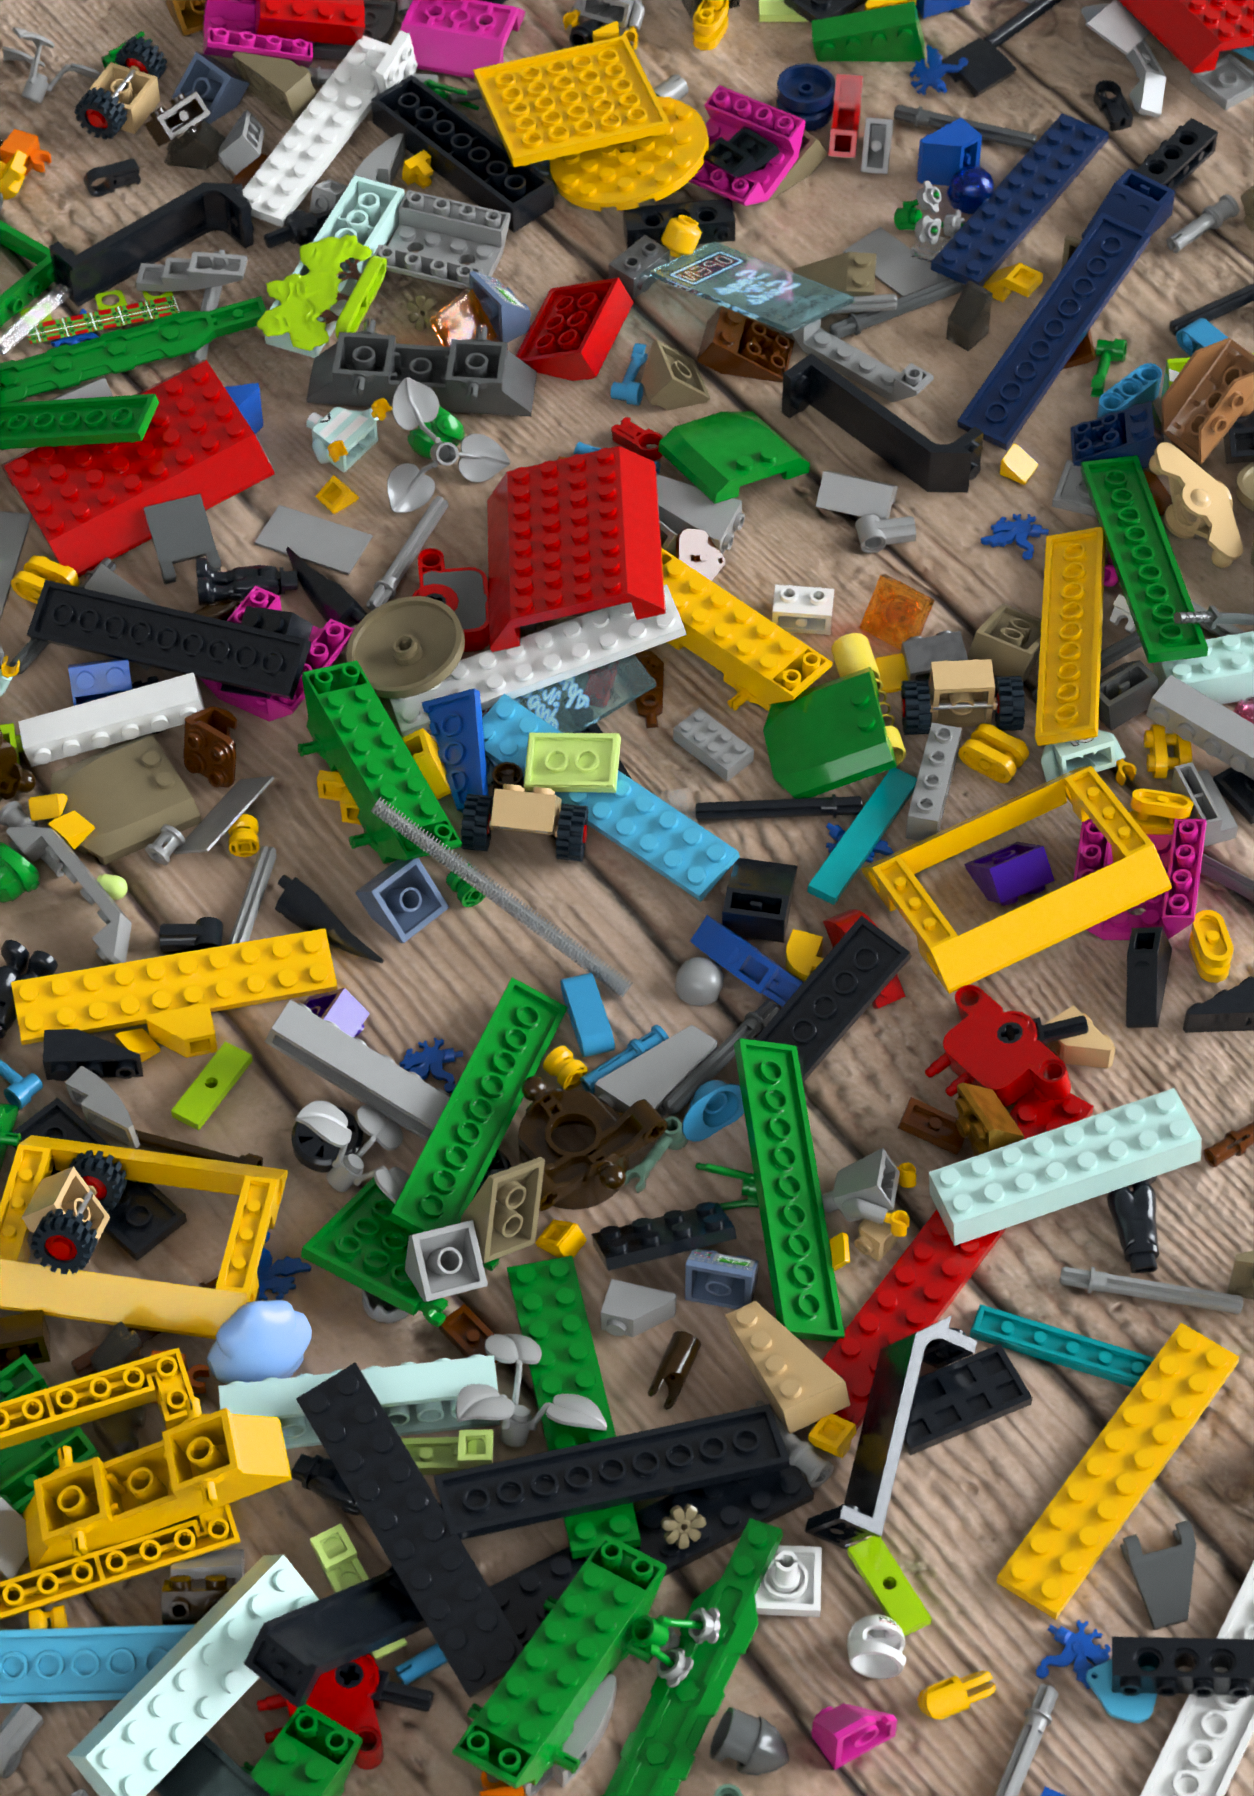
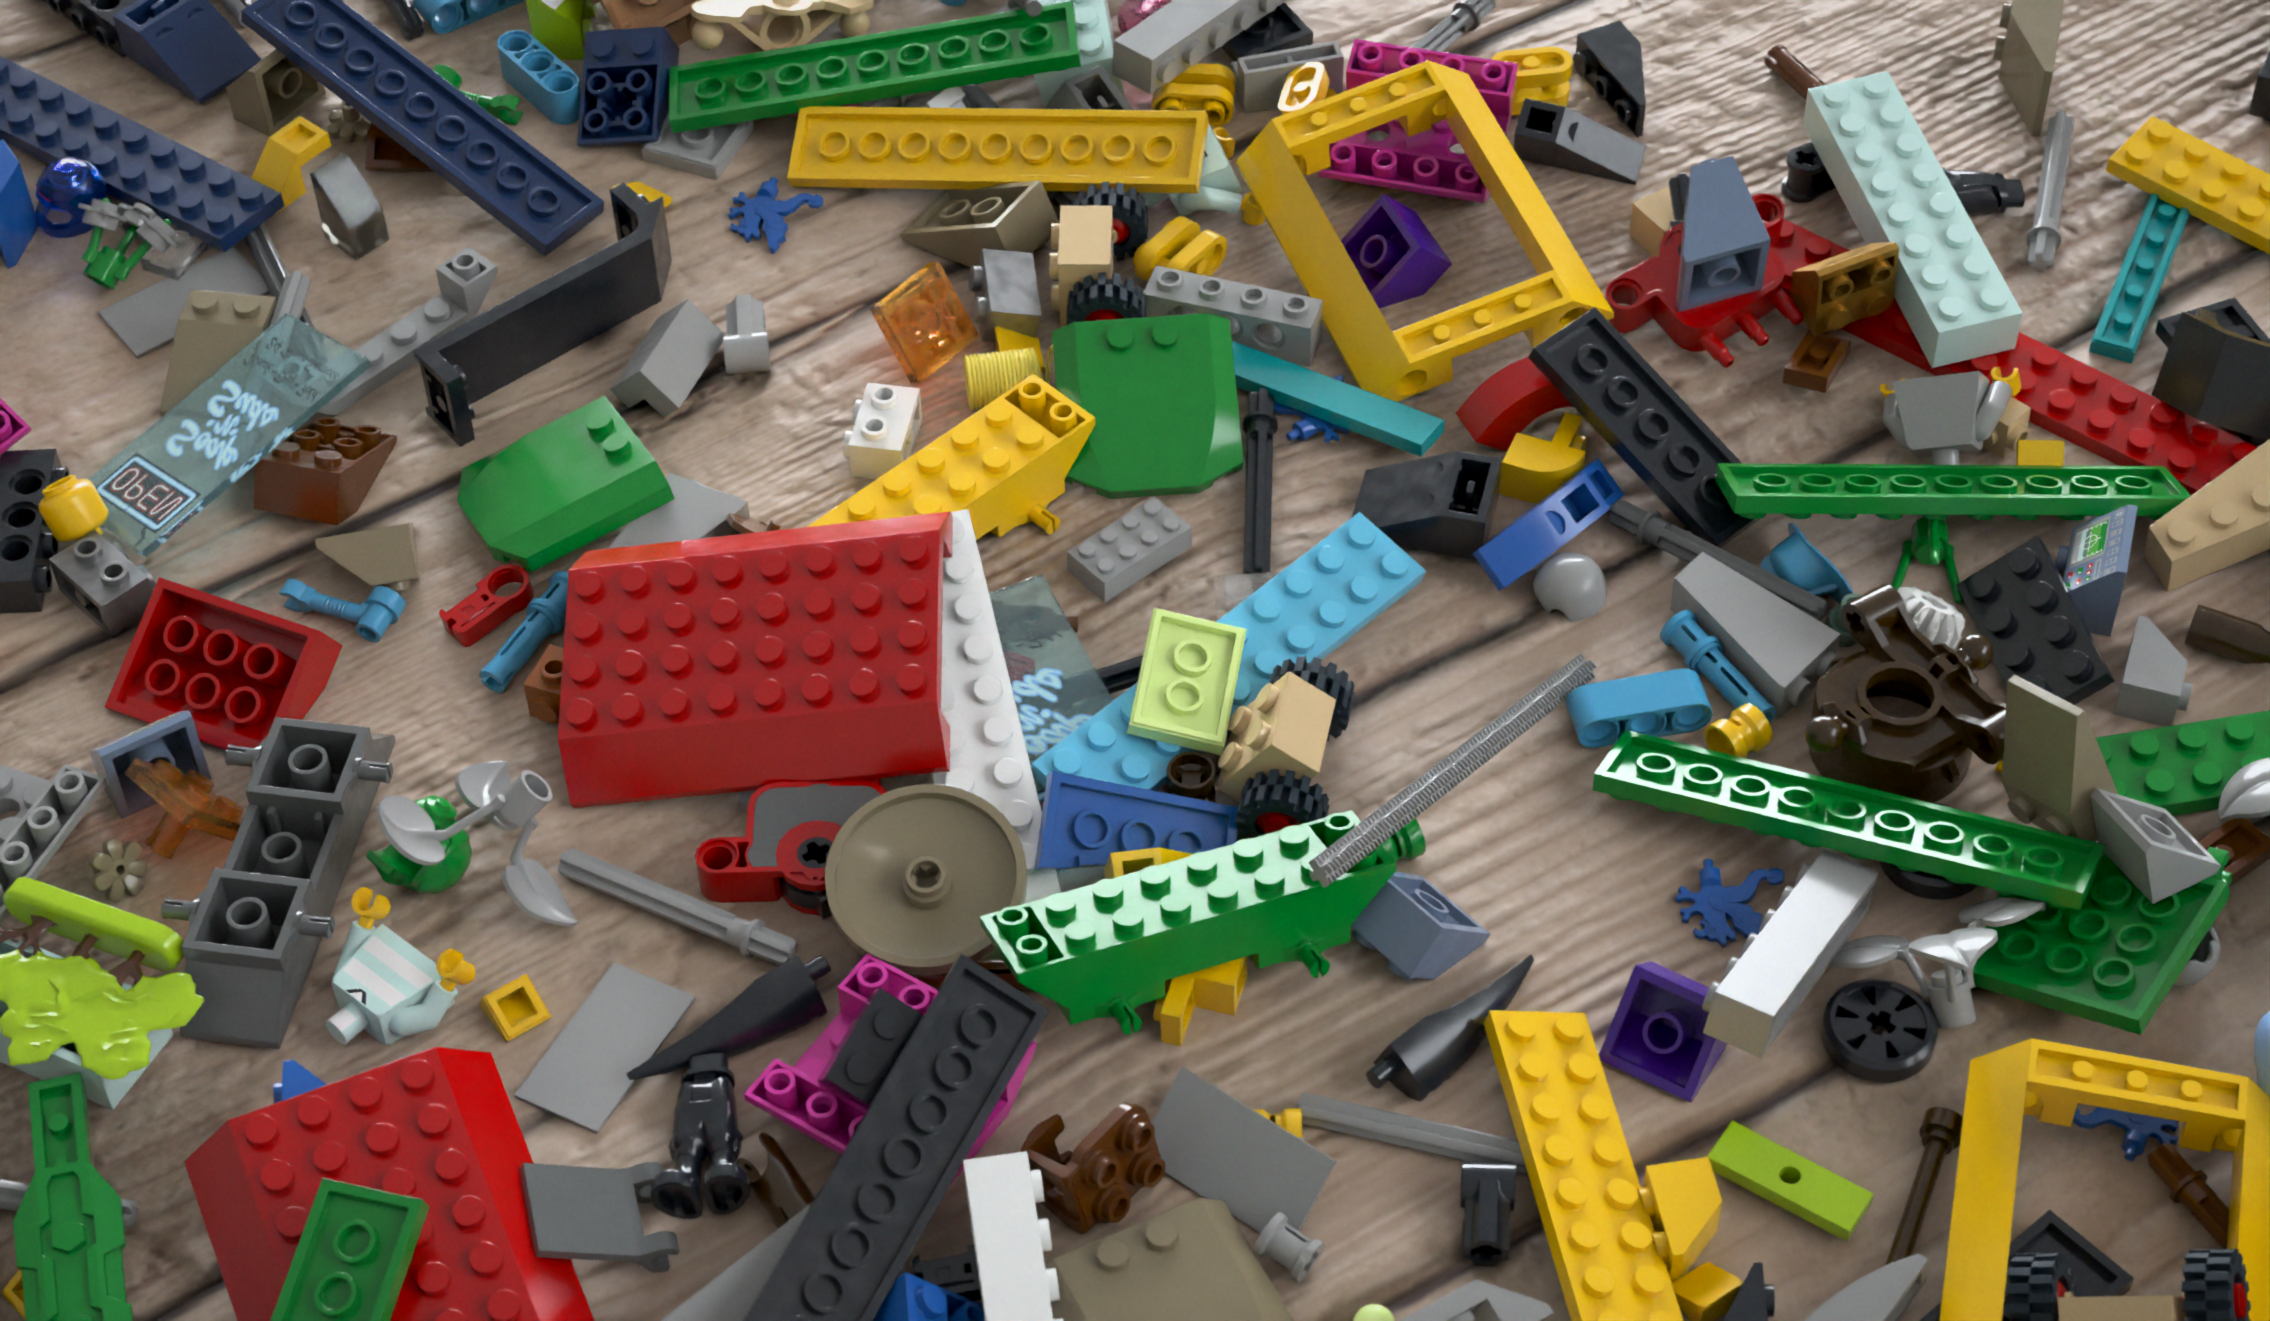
camera: 85 degrees left, 5 degrees down
(670, 1158) = (1933, 616): none -> white gear
(999, 1024) = (1721, 237): none -> sand blue slope

